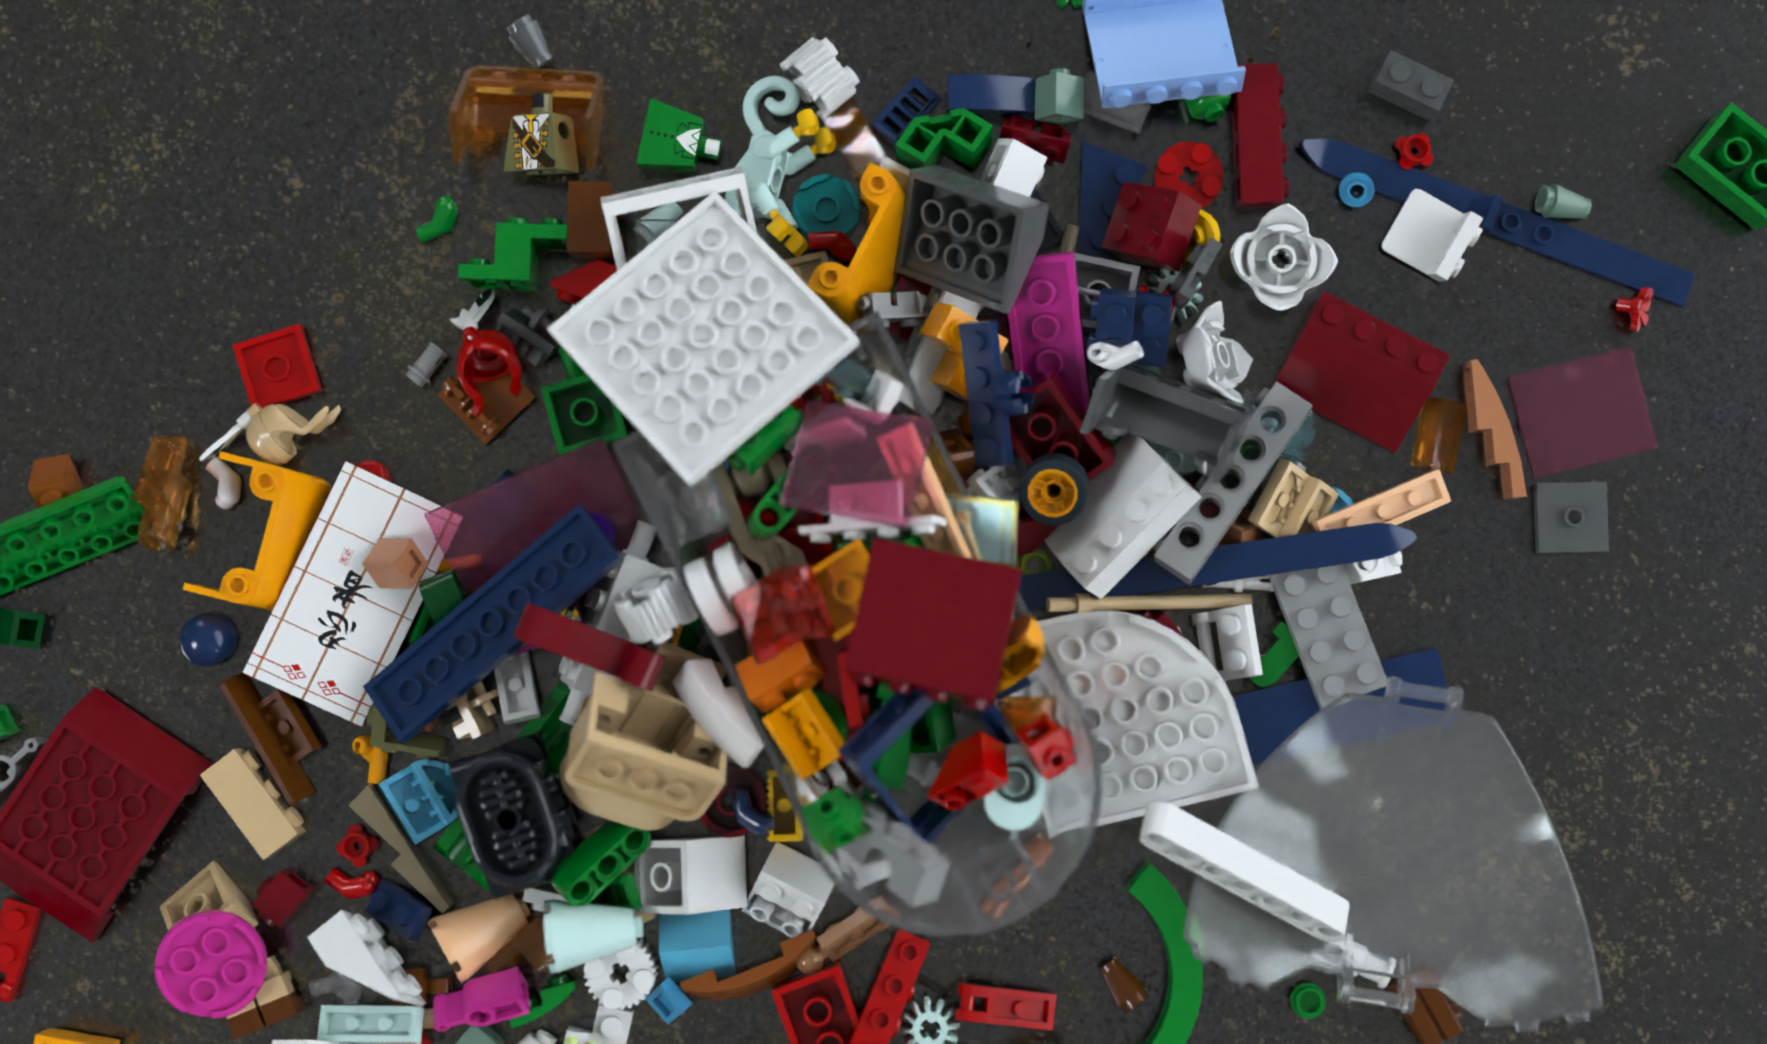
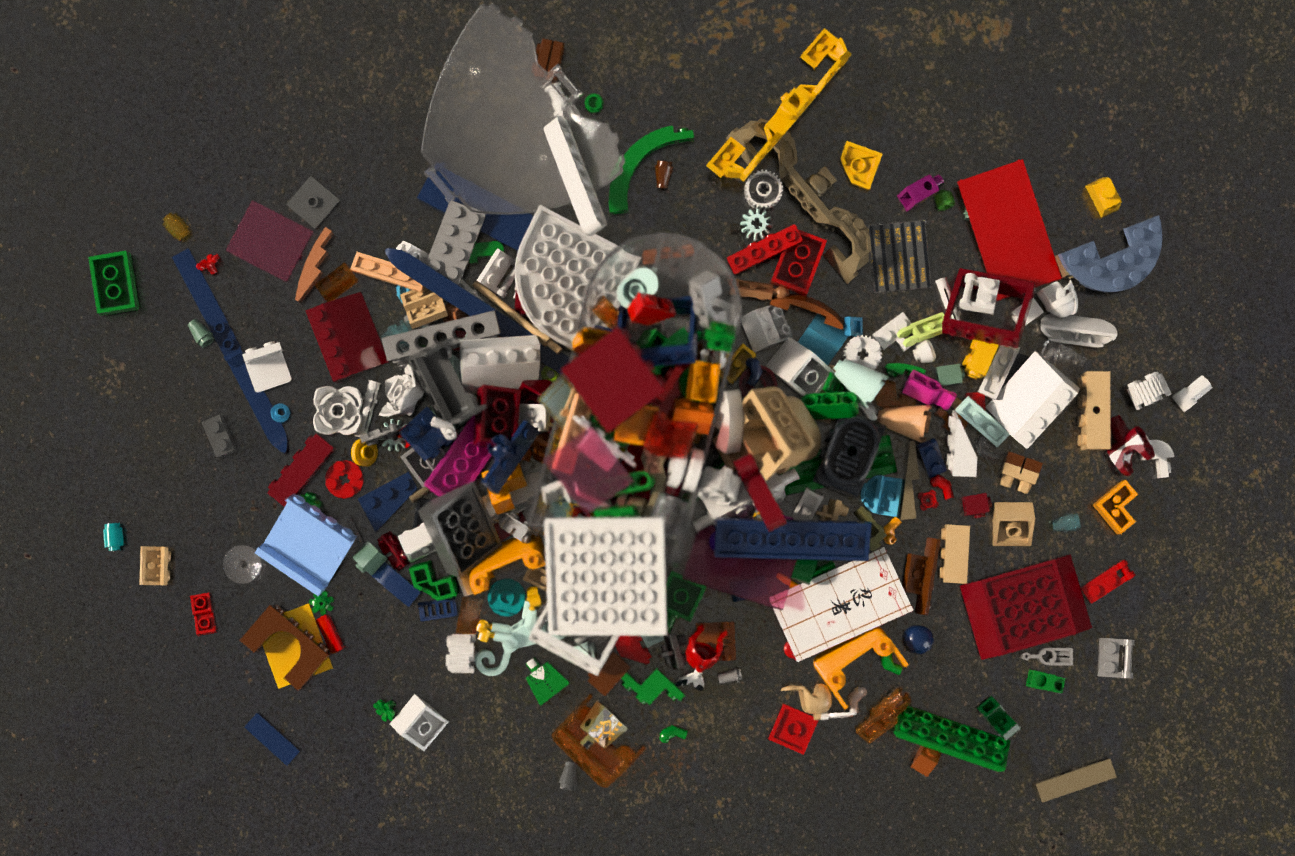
camera: 140 degrees left, 0 degrees up
(132, 983) = (1067, 523): none -> clear light blue cone
(211, 964) = (1025, 500): dark pink tile -> none
(212, 570) = (888, 664): none -> green arm
(395, 563) = (812, 601): nougat panel -> none
(835, 242) = (516, 579): red arm -> none
(1007, 1006) = (717, 205): red plate -> none
(1037, 496) = (516, 385): wheel -> none
(1047, 746) = (611, 293): red brick -> none
(1151, 226) = (380, 470): dark red brick -> none
(1249, 312) = (368, 406): none -> white pin
(1421, 144) = (241, 403): red plate -> none
(1729, 319) = (175, 226): none -> clear yellow brick

